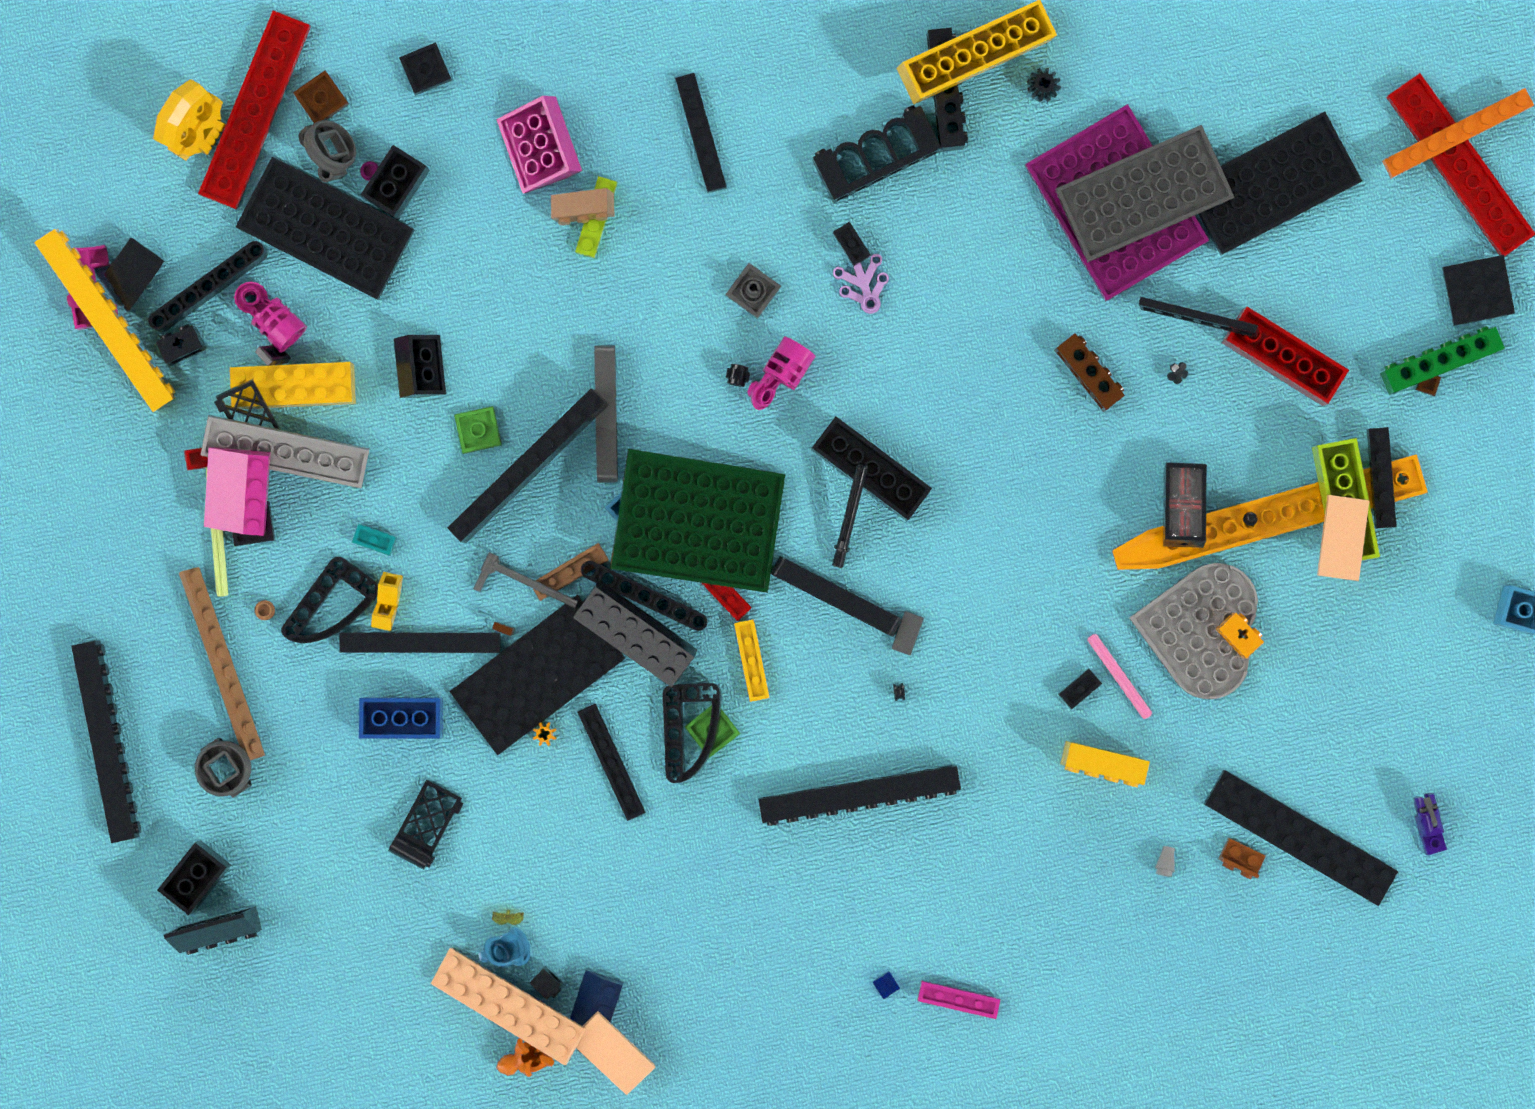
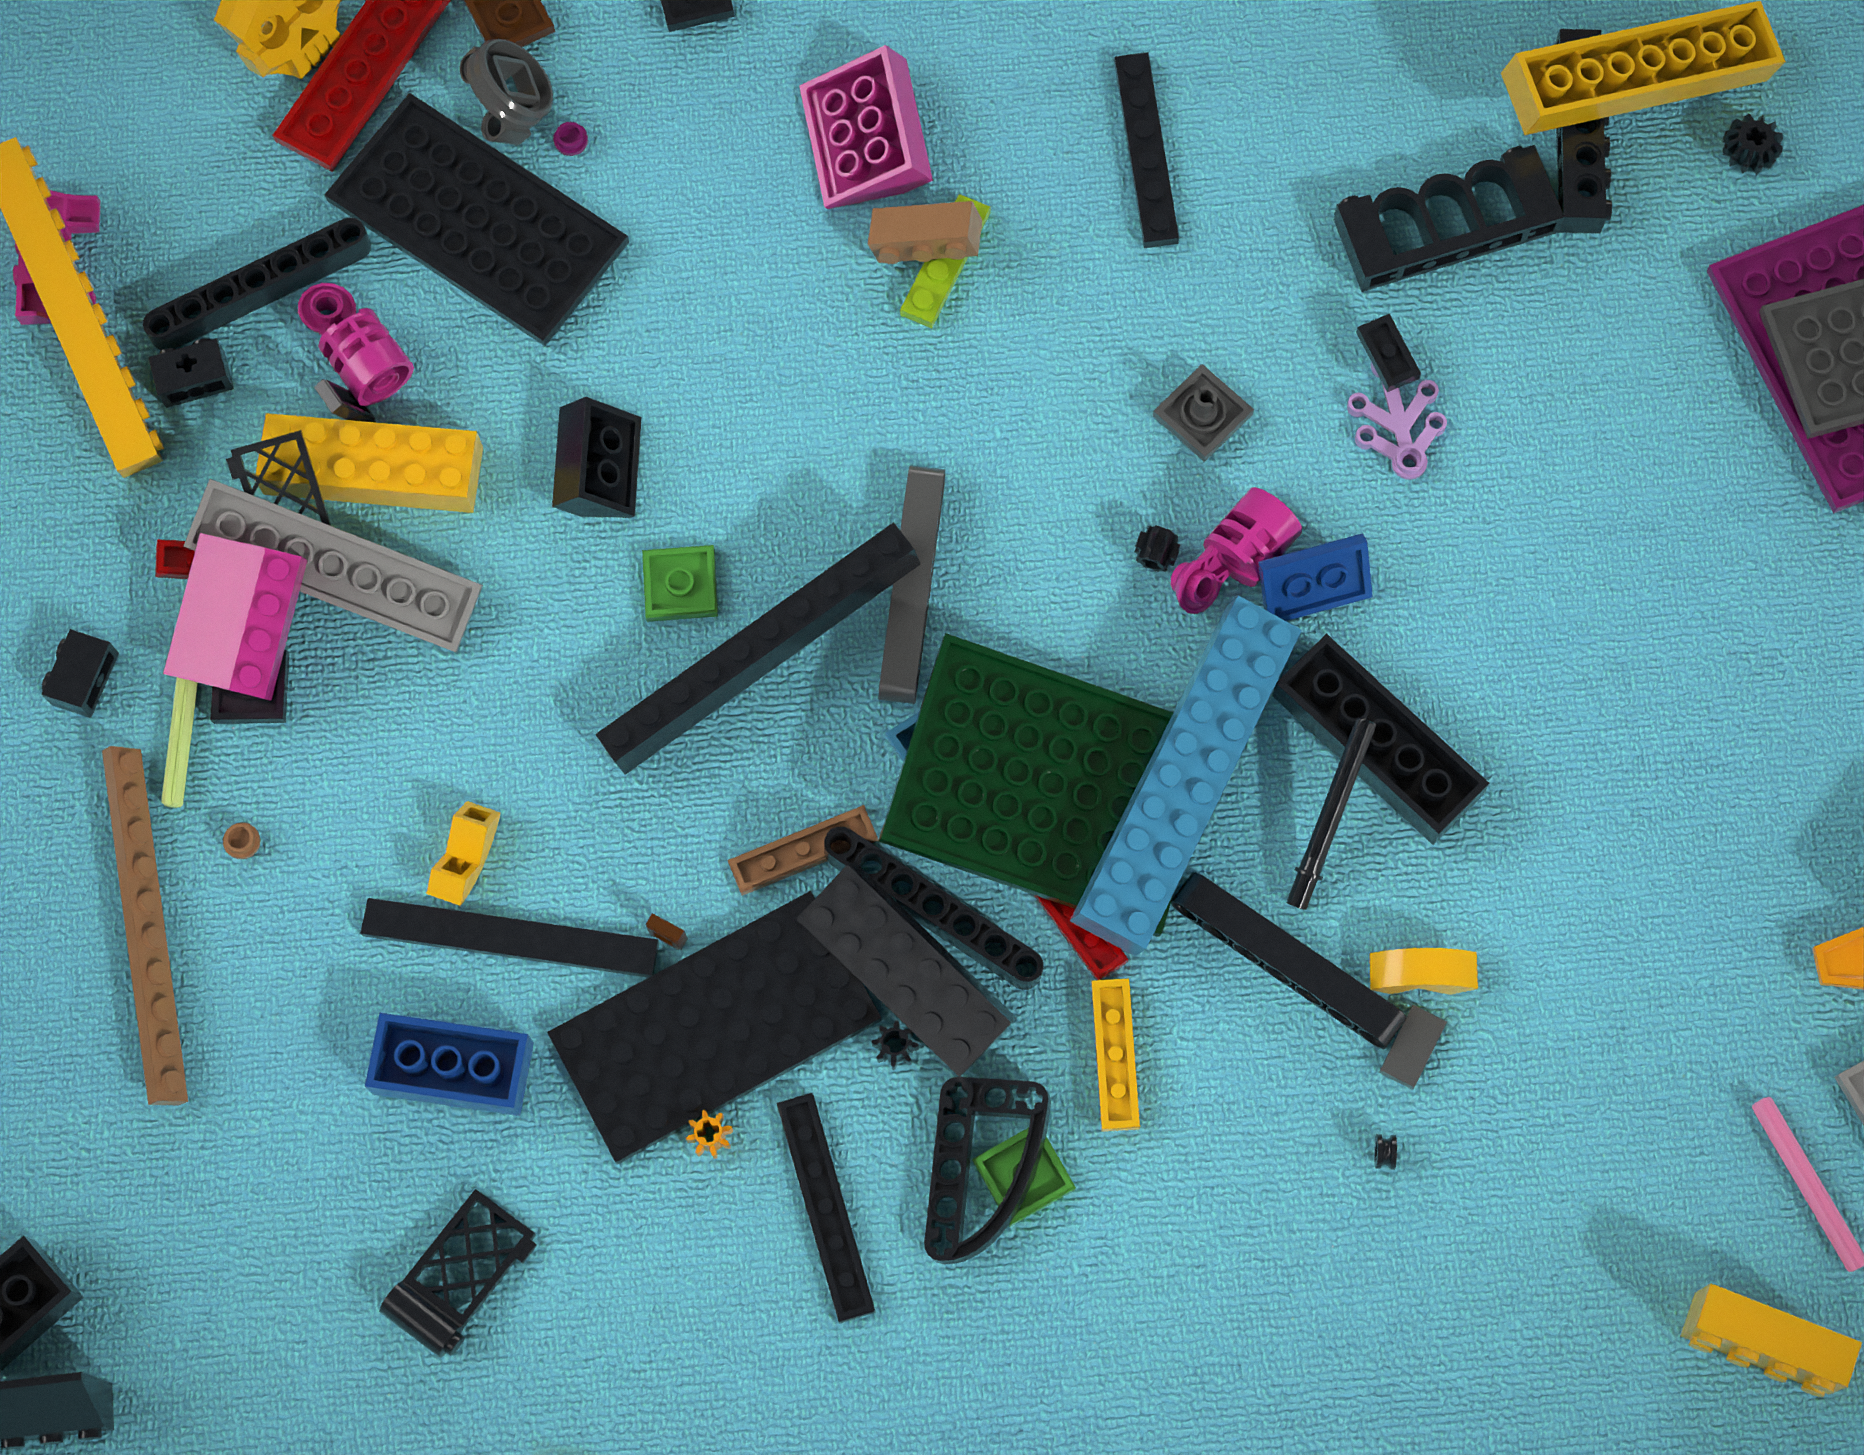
camera: 20 degrees right, 15 degrees down
(132, 272) = (134, 243): black slope -> none
(156, 529) = (79, 673): none -> black brick
(238, 758) = (119, 1140): dark grey piece -> none
(324, 592) = (355, 826): black beam -> none
(374, 539) = (461, 744): teal plate -> none
(395, 182) = (609, 156): black brick -> none
(492, 564) = (666, 817): dark grey bar -> none
(631, 677) = (885, 1052): none -> black gear
(770, 505) = (1186, 776): none -> dark azure brick
(826, 383) = (1316, 578): none -> blue plate
(859, 794) = (1289, 1334): black brick -> none
(908, 593) = (1423, 968): none -> yellow brick
(1078, 368) = (1796, 647): reddish brown brick -> none
(1080, 688) = (1731, 1195): black plate -> none

